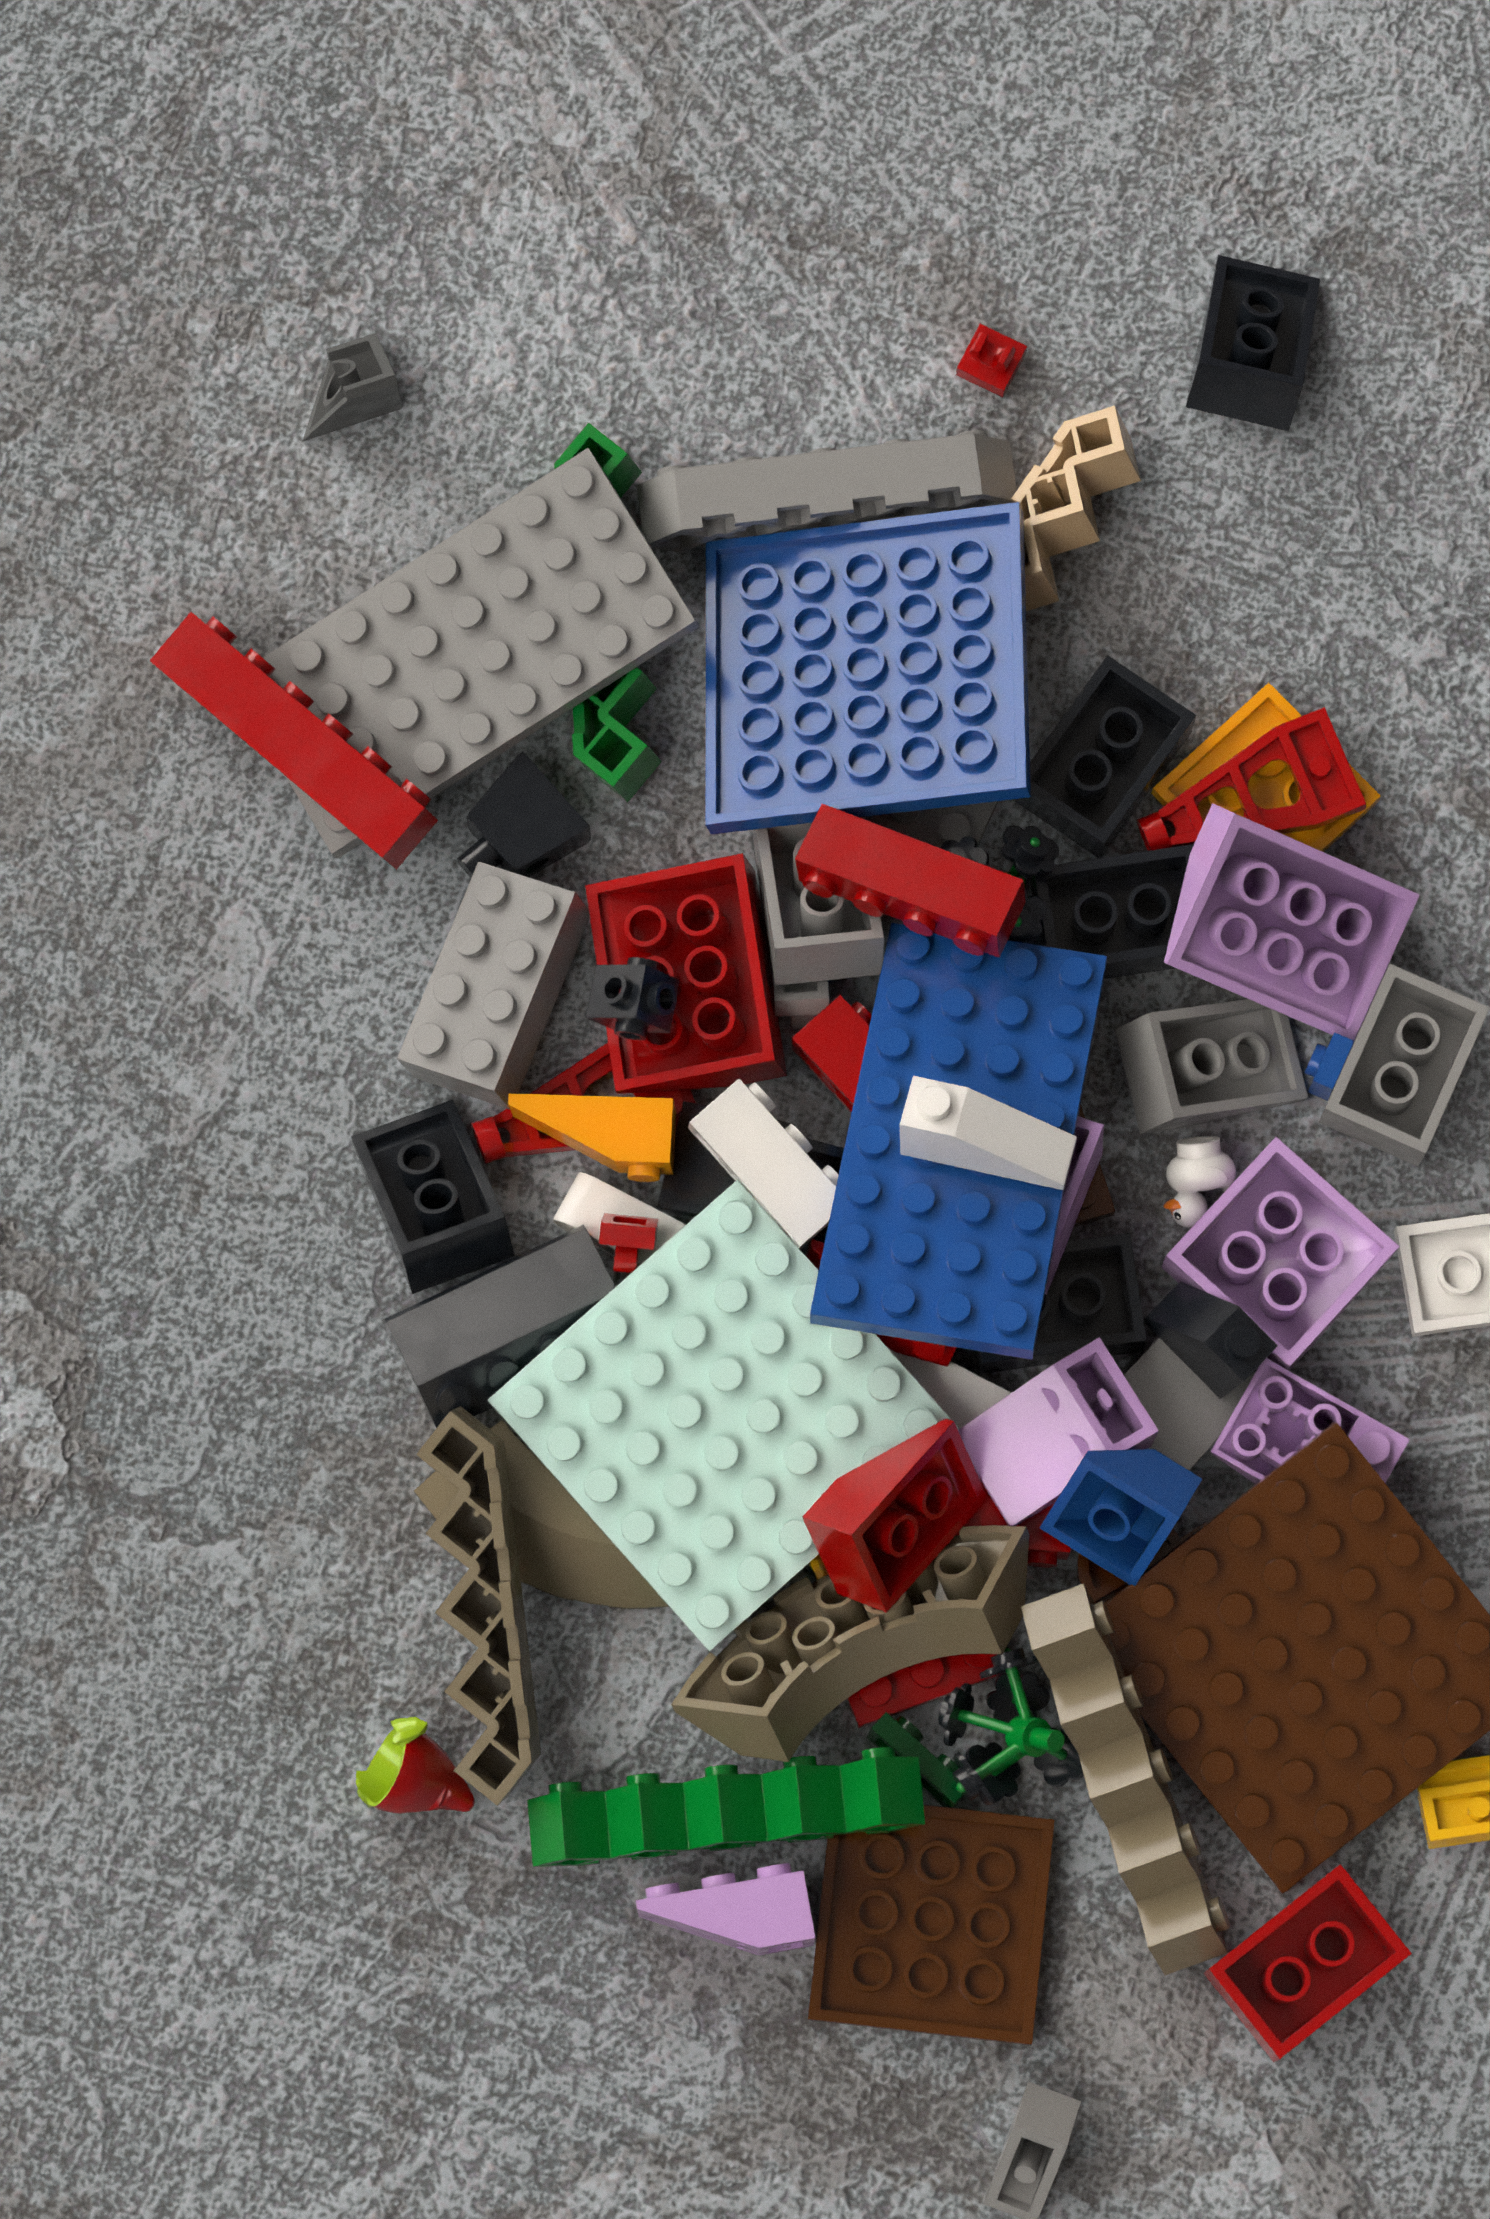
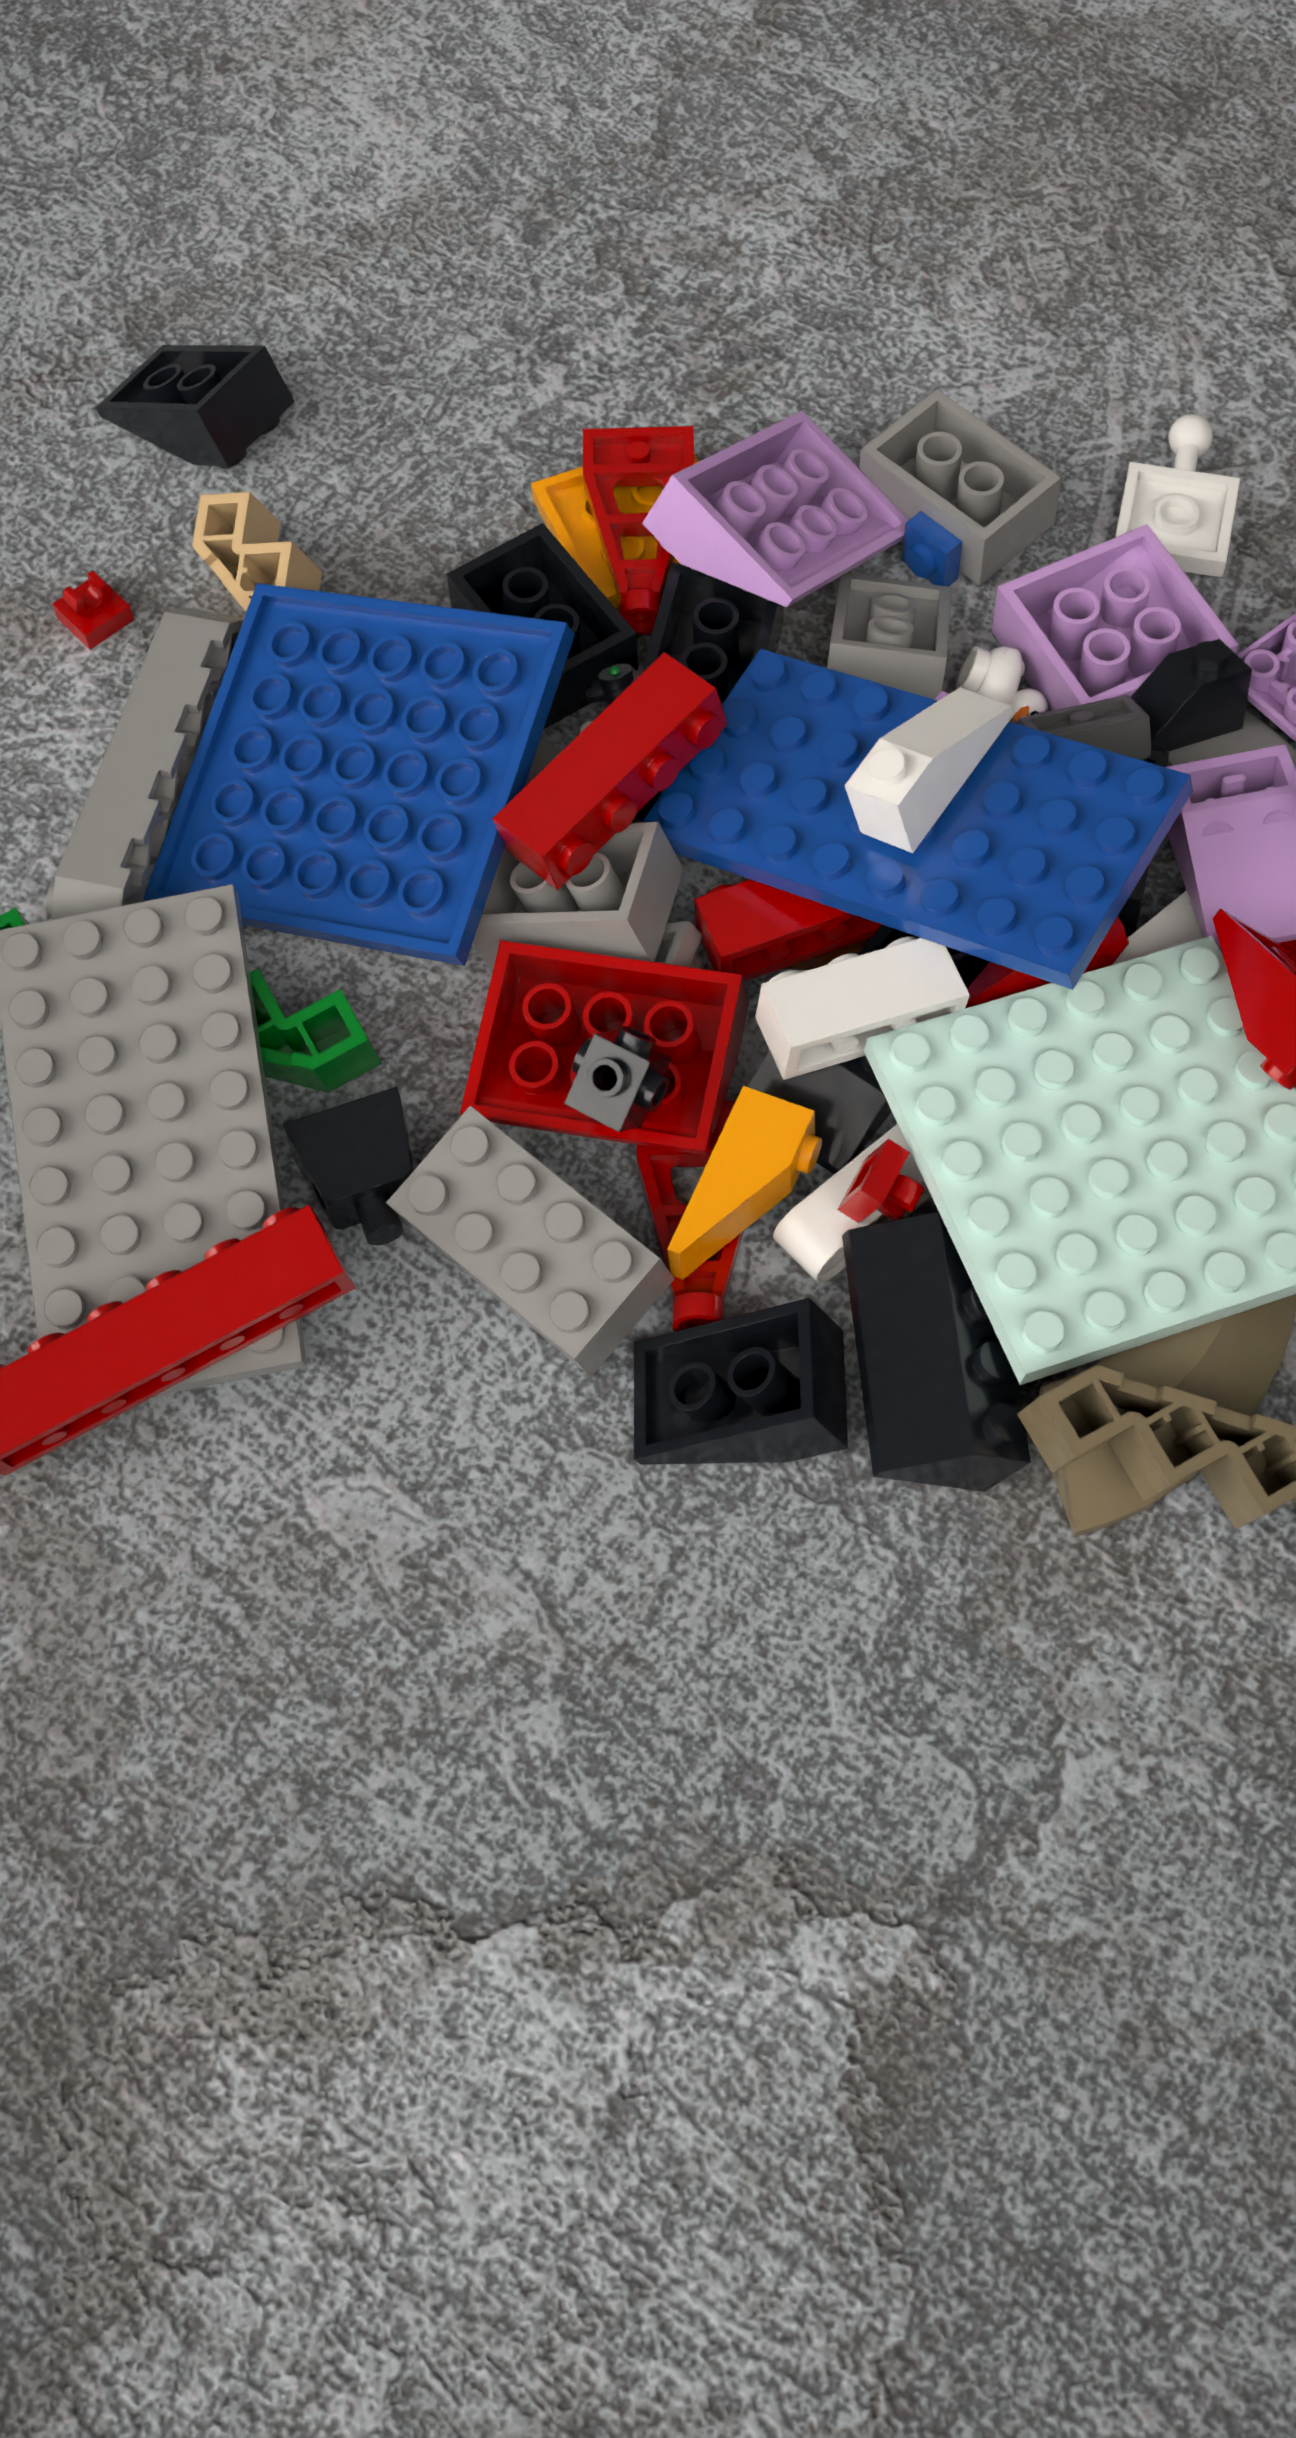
camera: 65 degrees left, 15 degrees down
(1130, 1261) = (1108, 724): none -> dark grey slope

